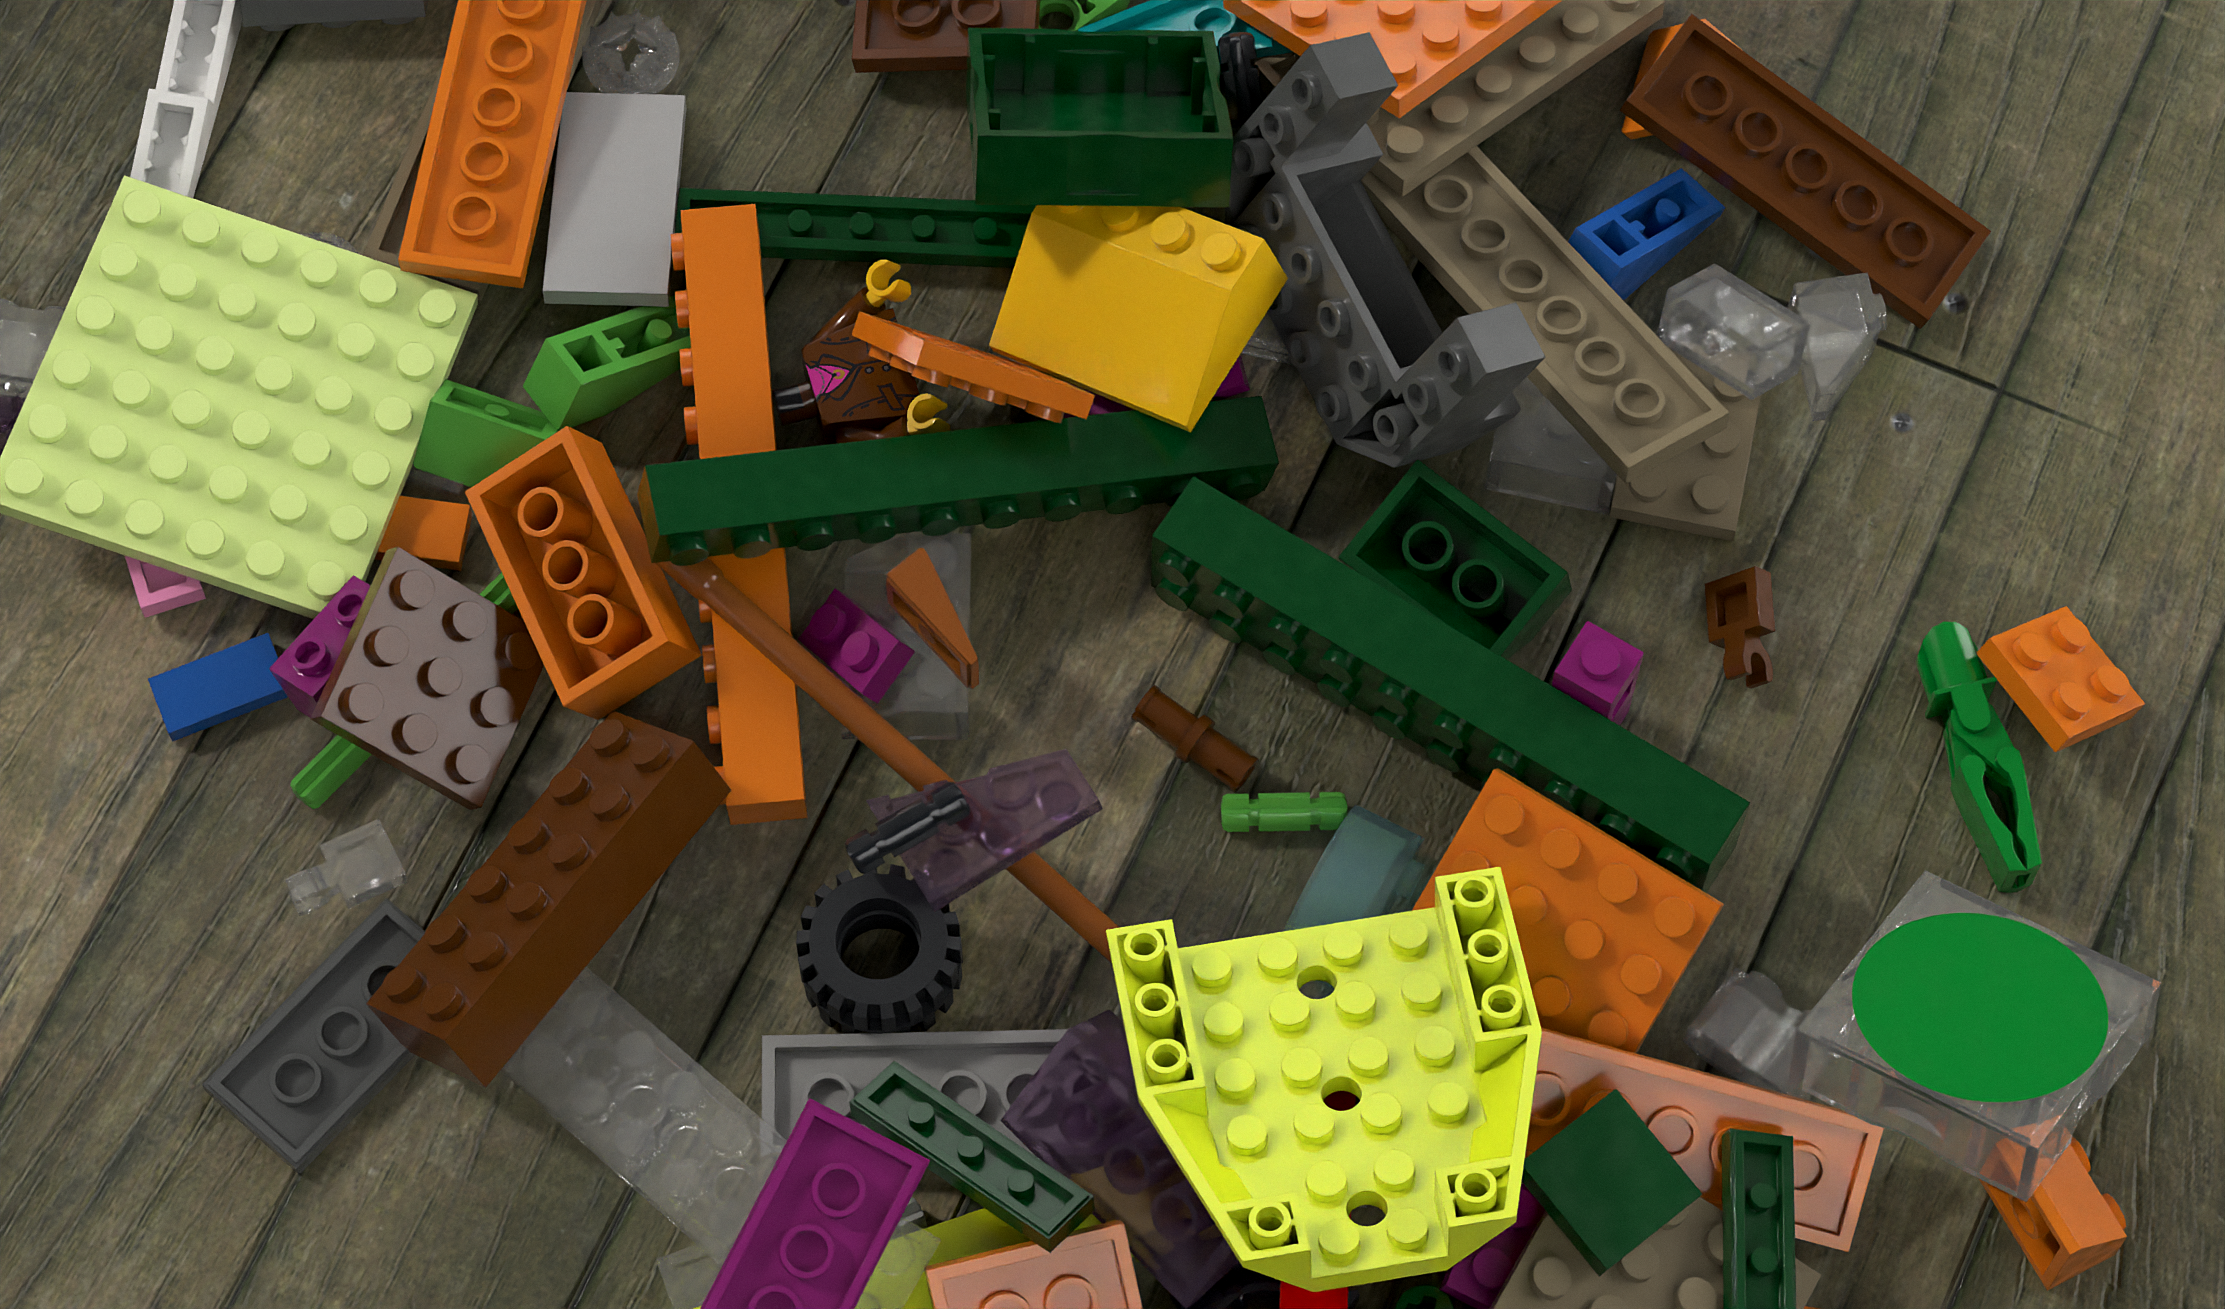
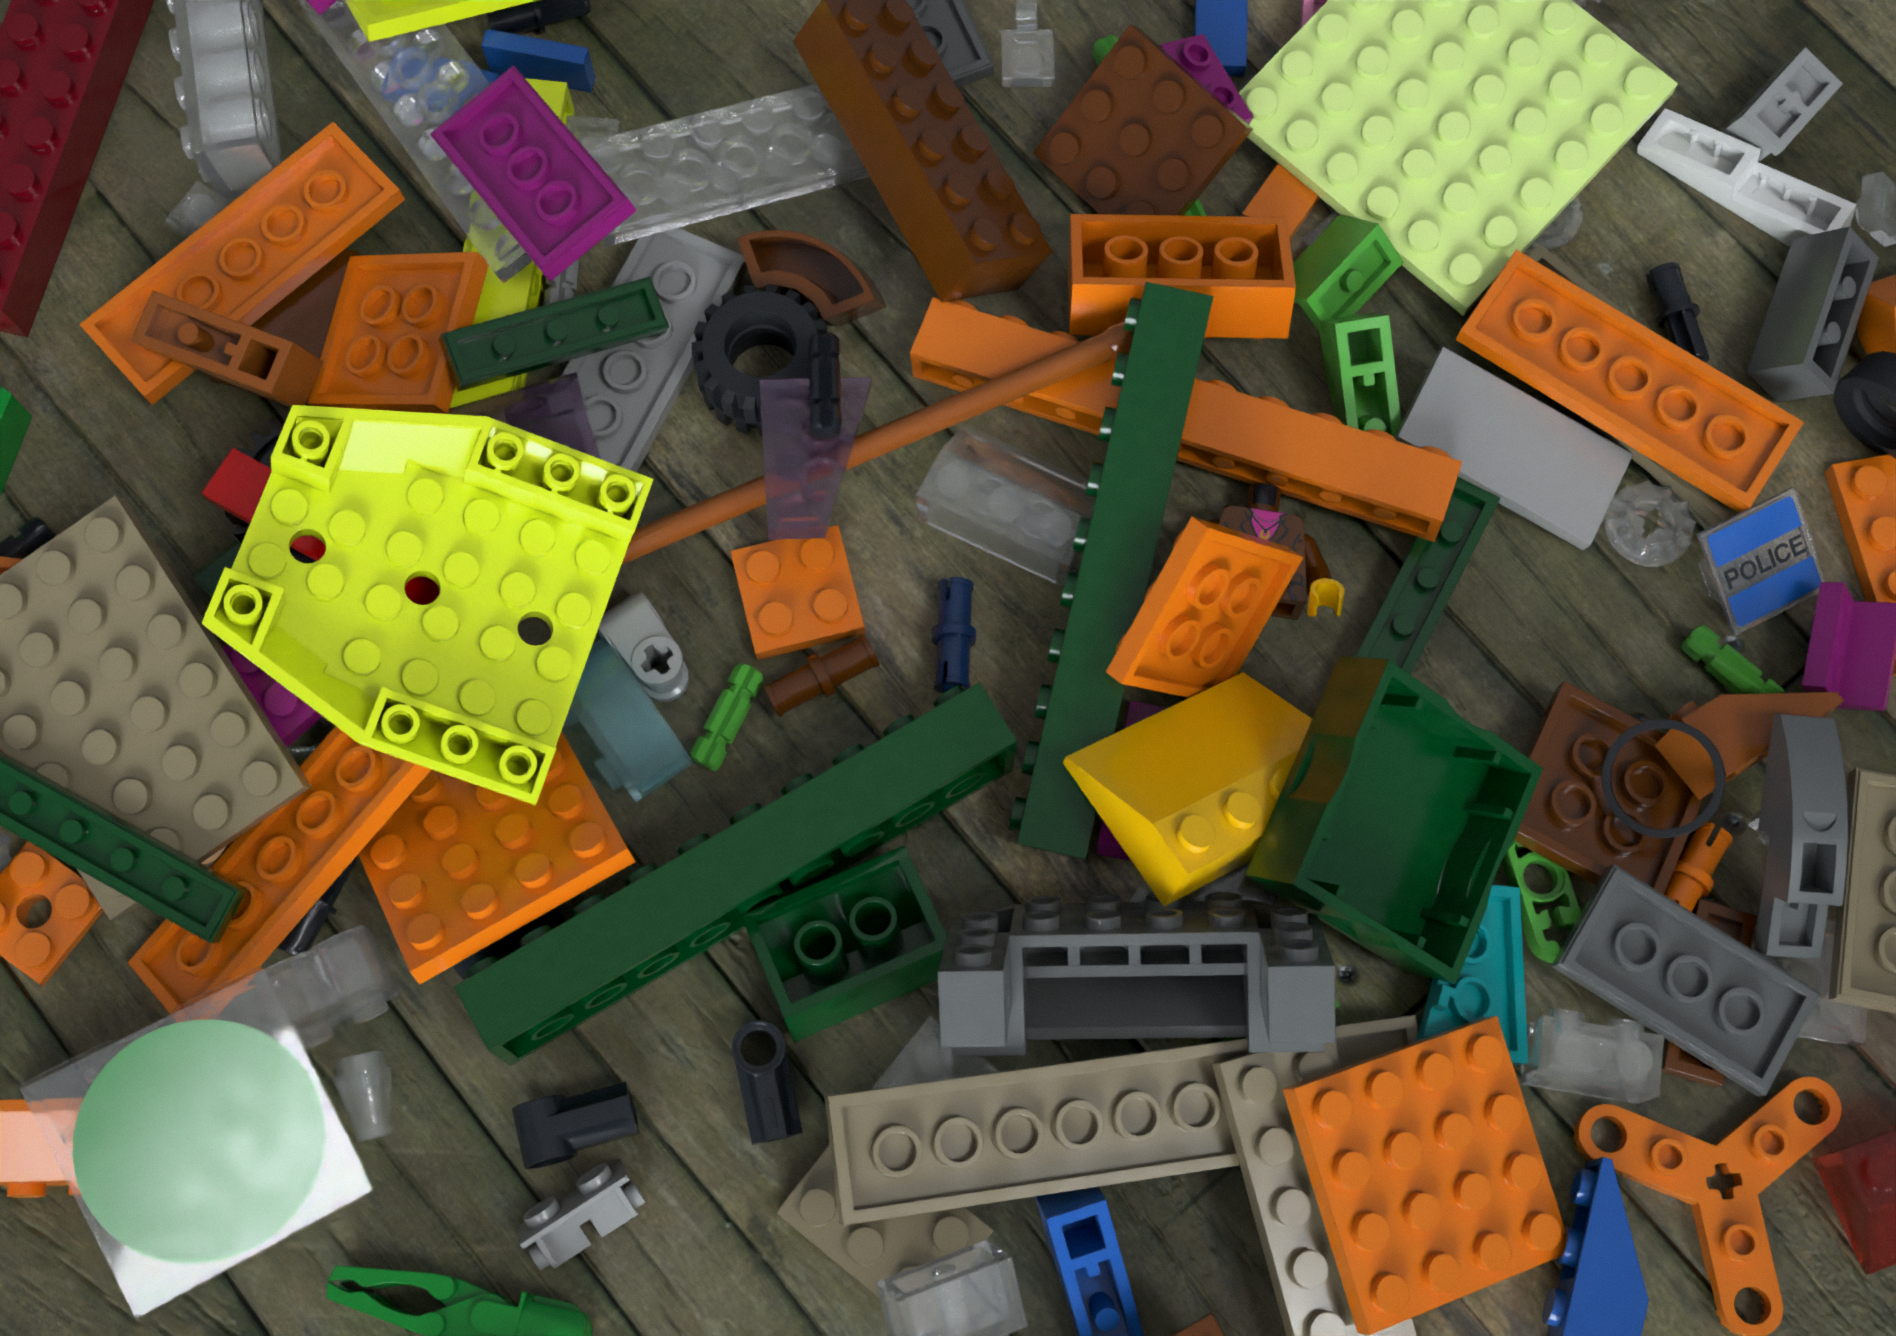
camera: 115 degrees right, 5 degrees up
(82, 91) = (1784, 104): none -> light grey hinge
(379, 107) = (1676, 309): none -> black axle
(751, 949) = (812, 269): none -> reddish brown brick
(856, 645) = (1021, 448): magenta plate -> none
(924, 605) = (1004, 484): dark orange slope -> none
(1086, 633) = (953, 634): none -> dark blue pin
(1140, 817) = (797, 593): none -> orange plate
(1241, 78) = (1391, 992): black axle -> none
(1248, 912) = (644, 642): none -> light grey piece
(1600, 672) = (674, 989): magenta brick -> none
(1608, 1182) = (242, 761): dark green tile -> none
(1627, 588) = (767, 1089): none -> black piece
(1737, 616) = (690, 1172): reddish brown plate -> none
(1770, 759) = (558, 1127): none -> black piece
(1813, 696) = (557, 1223): none -> light grey hinge
(1828, 952) = (366, 1092): none -> clear cone

